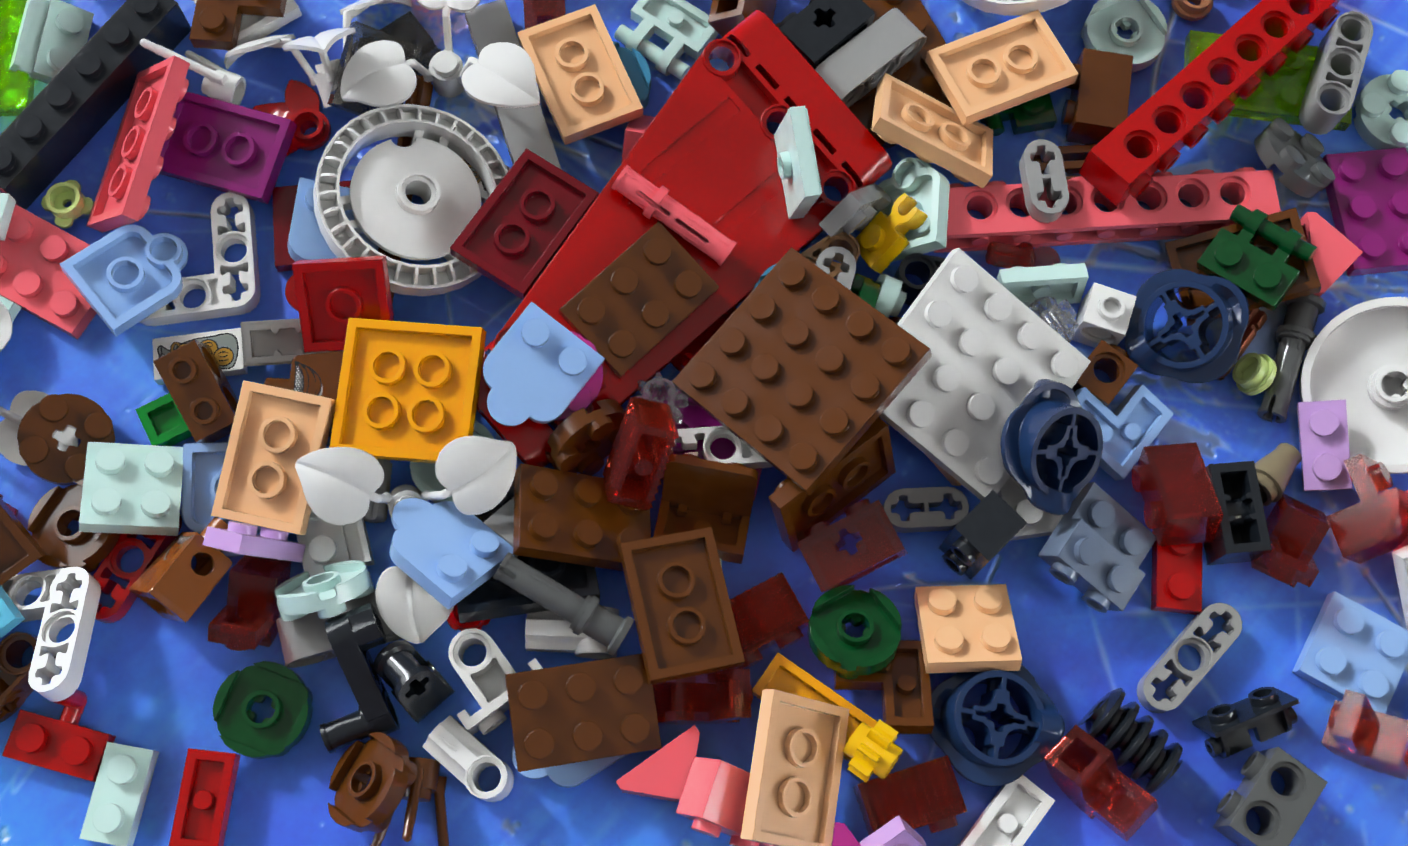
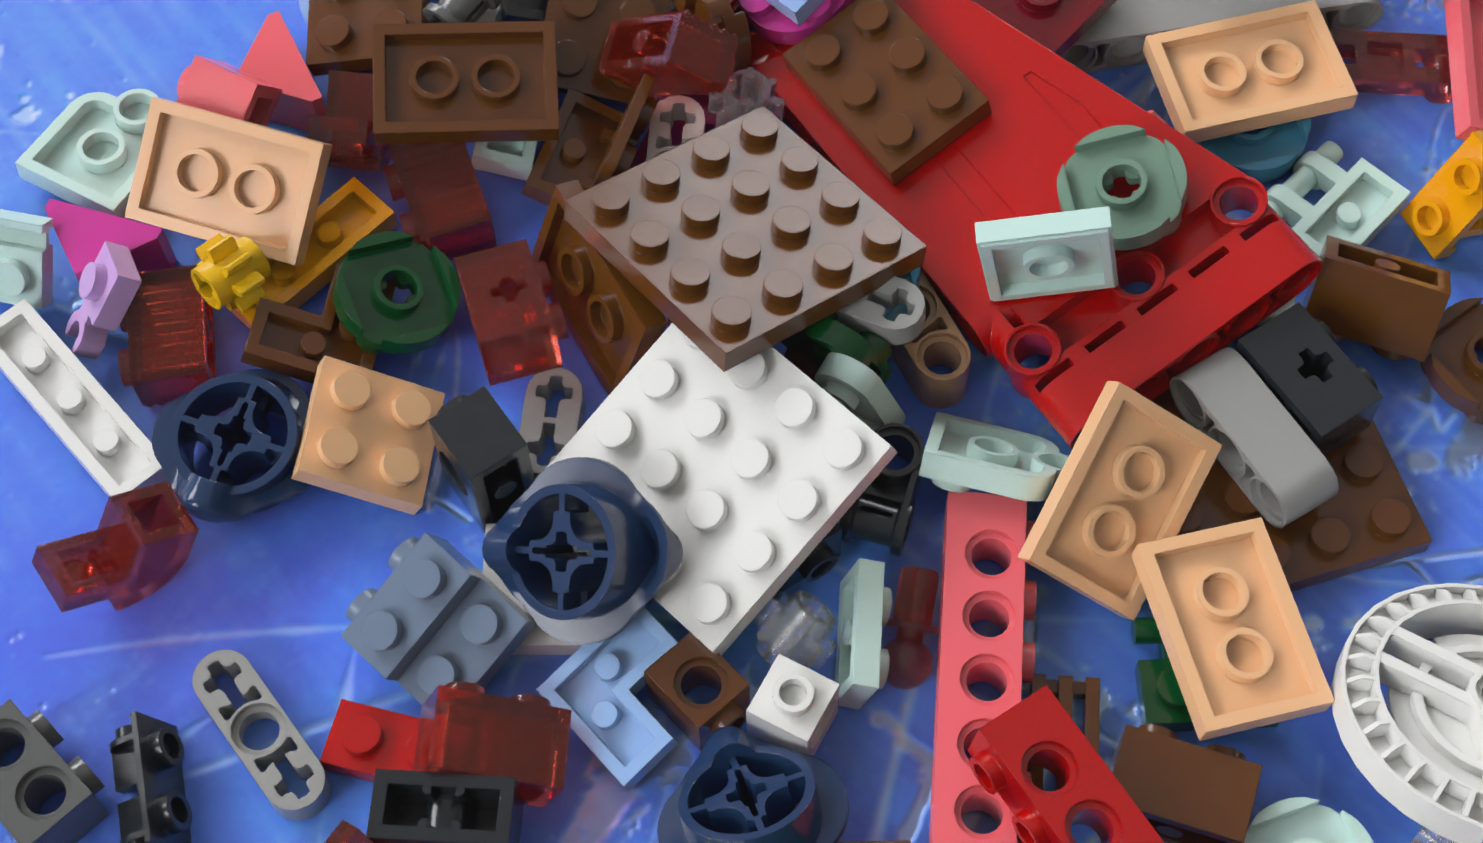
camera: 105 degrees right, 10 degrees down
(672, 214) = (1012, 101): coral pin -> none
(738, 105) = (1142, 160): none -> sand green plate
(855, 210) = (991, 364): light grey plate -> none
(885, 235) = (956, 414): yellow plate -> none
(1034, 181) = (1017, 645): light grey beam -> none
(1133, 739) = (162, 615): black piece -> none

